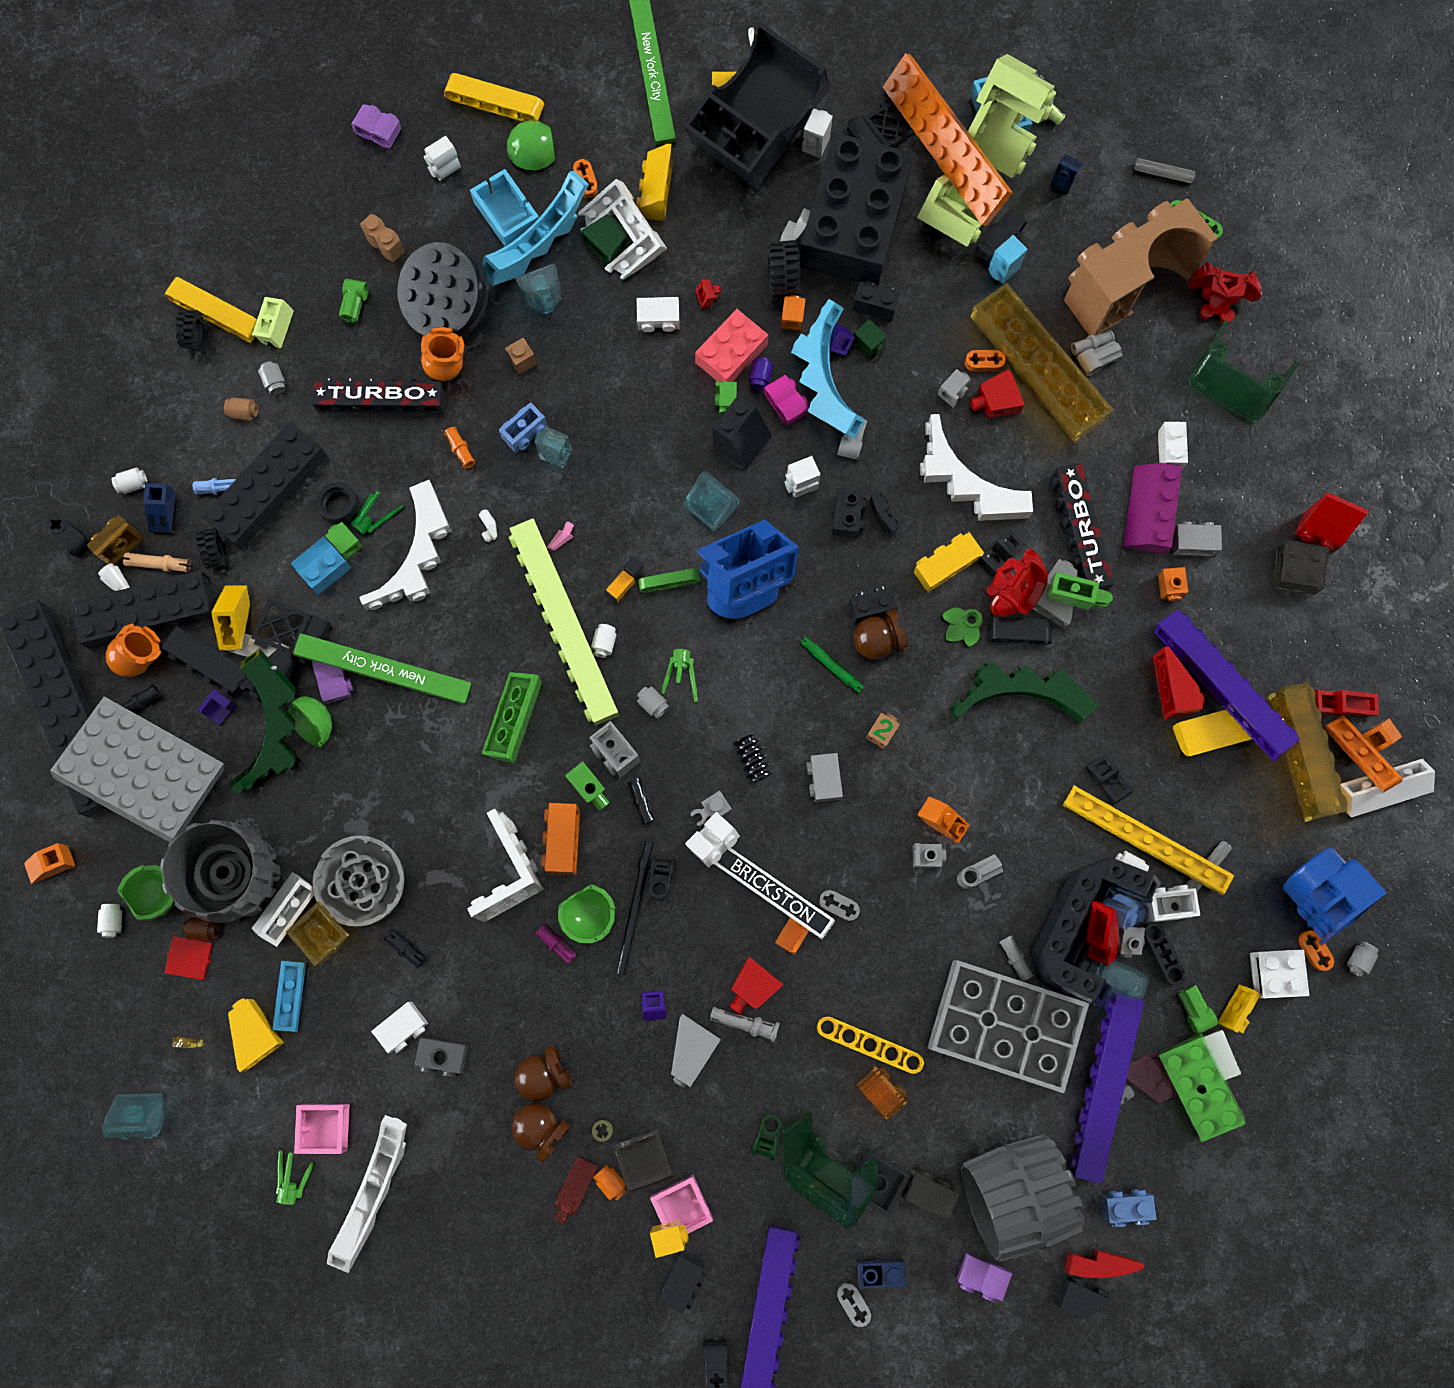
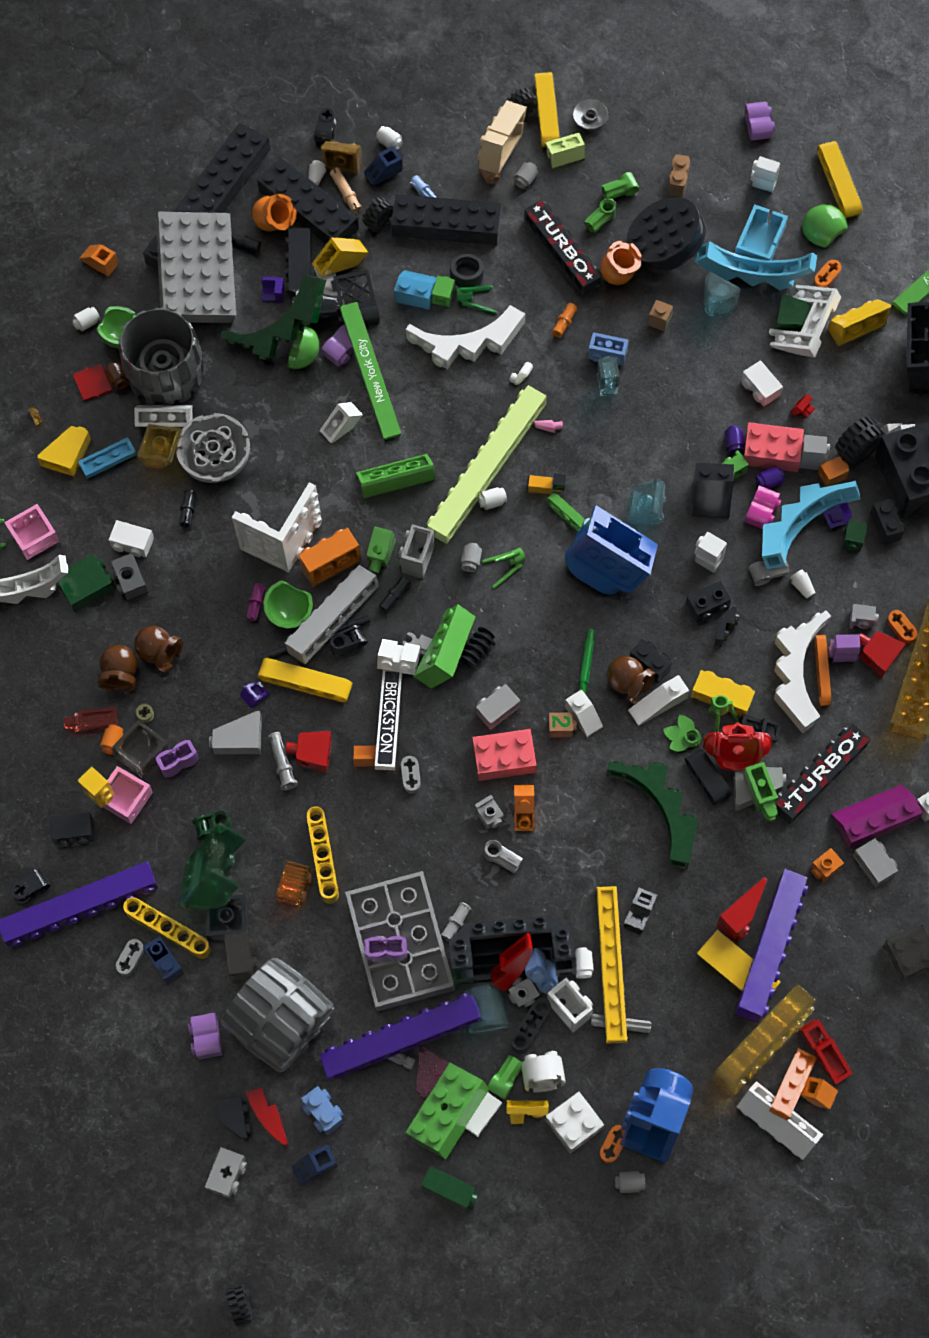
camera: 60 degrees right, 10 degrees down
(216, 372) = (501, 137): none -> tan piece
(248, 265) = (592, 109): none -> flat silver dish
(371, 338) = (600, 216): none -> bright green piece
(417, 734) = (340, 421): none -> white slope
(417, 1104) = (86, 582): none -> dark green brick
(624, 877) = (331, 614): none -> light grey brick
(674, 947) = (304, 680): none -> yellow beam
(677, 1135) = (175, 759): none -> medium lavender brick
(698, 377) = (734, 439): none -> dark purple brick
(735, 788) = (446, 647): none -> bright green wedge
(766, 313) = (814, 452): none -> light grey brick
(841, 1259) = (160, 921): none -> yellow beam
(880, 804) = (504, 755): none -> coral brick
(884, 701) = (584, 713): none -> white slope
(885, 417) = (803, 584): none -> white cone
(917, 624) = (659, 700): none -> white slope
(968, 573) = (720, 705): none -> bright green plant
(979, 424) = (844, 648): none -> medium lavender brick
(983, 458) = (822, 670): none -> orange beam
(1018, 1053) = (391, 948): none -> medium lavender brick
(1139, 1355) = (225, 1161): none -> light grey brick
(1177, 1248) = (314, 1165): none -> dark blue slope
(1218, 973) = (543, 1072): none -> white brick
(1280, 1135) = (449, 1190): none -> dark green brick

